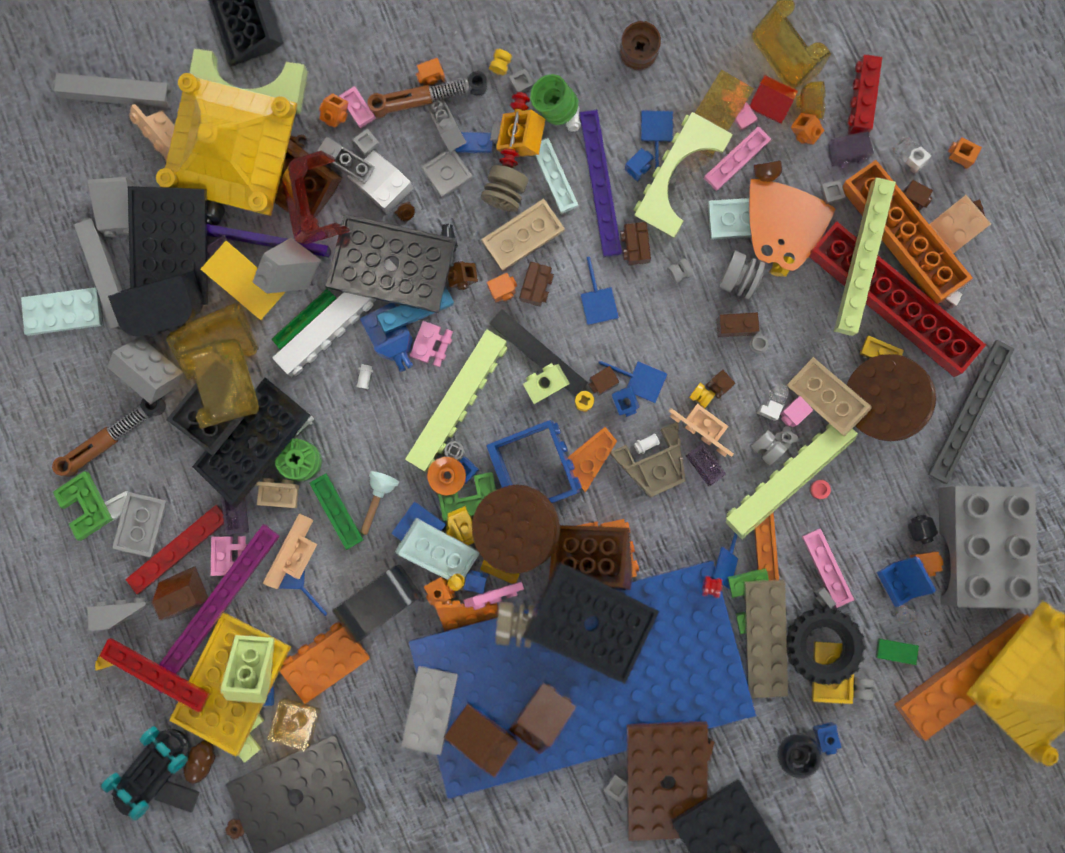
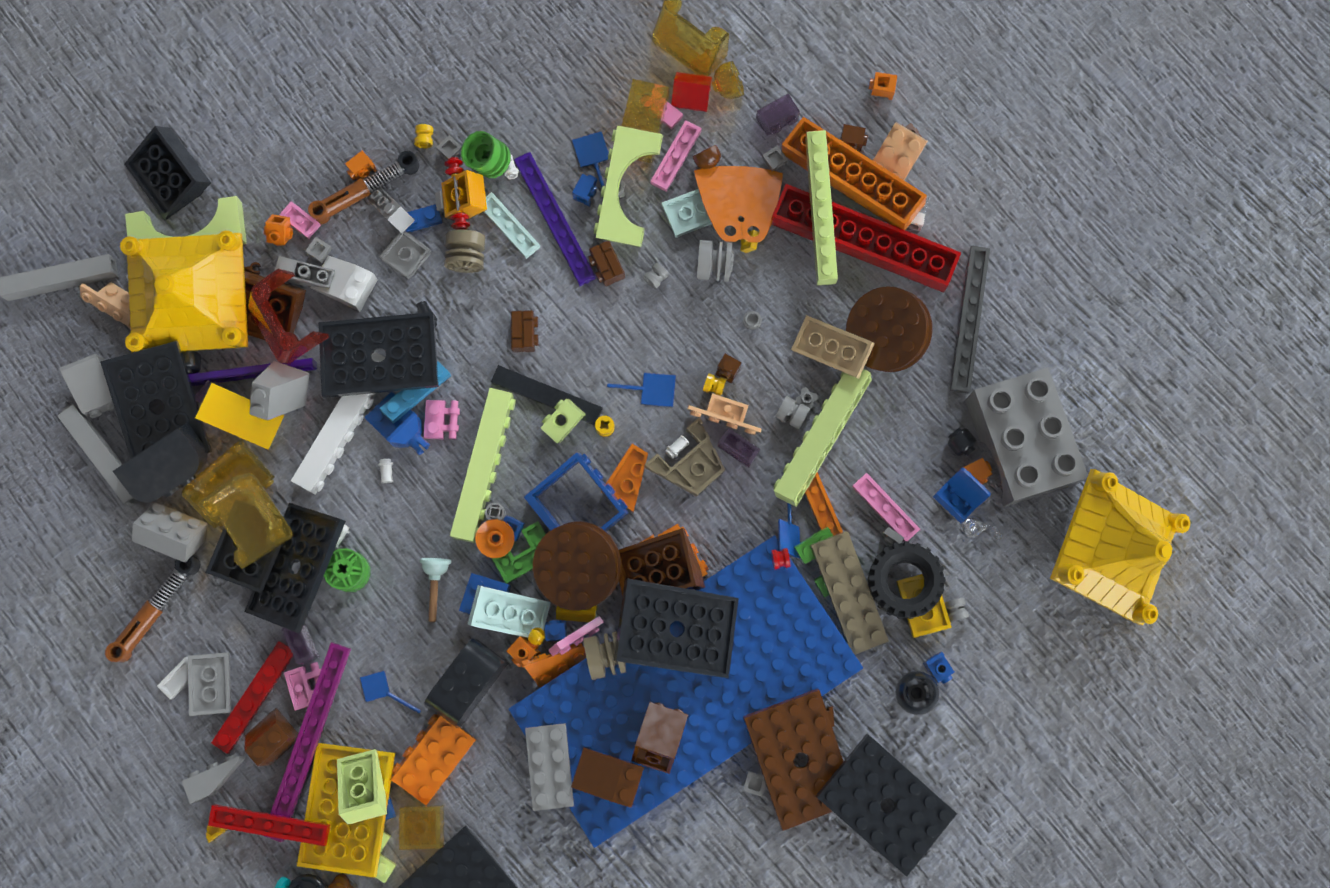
camera: 20 degrees left, 5 degrees down
(61, 311) = (69, 504): light aqua plate -> none
(85, 491) = (144, 669): bright green plate -> none
(277, 494) = (336, 610): tan bracket -> none
(293, 554) = (369, 664): light nougat bracket -> none
(304, 318) = (310, 434): green plate -> none
(336, 511) = (399, 608): green plate -> none
(405, 211) = (376, 303): reddish brown plate -> none
(460, 525) = (523, 581): yellow wing -> none
(462, 275) = (450, 345): reddish brown brick -> none
(502, 287) = (492, 344): orange brick -> none
(523, 235) = (496, 289): tan plate -> none
(598, 304) = (589, 331): blue piece -> none
(603, 381) = (616, 401): reddish brown brick -> none
(619, 397) = (637, 413): blue brick -> none
(645, 37) = (550, 71): reddish brown wheel -> none
(737, 325) = (726, 308): reddish brown brick -> none
(773, 408) = (786, 367): leg -> none
(795, 412) = (807, 372): bright pink brick -> none
(807, 128) = (731, 108): orange brick -> none
(820, 489) = (854, 437): coral tile -> none
(865, 94) = (775, 61): red brick -> none
(874, 347) = (861, 287): yellow plate -> none
(897, 651) = (977, 565): green tile -> none
(911, 154) = (836, 101): leg -> none
(944, 694) = (1034, 590): orange brick -> none

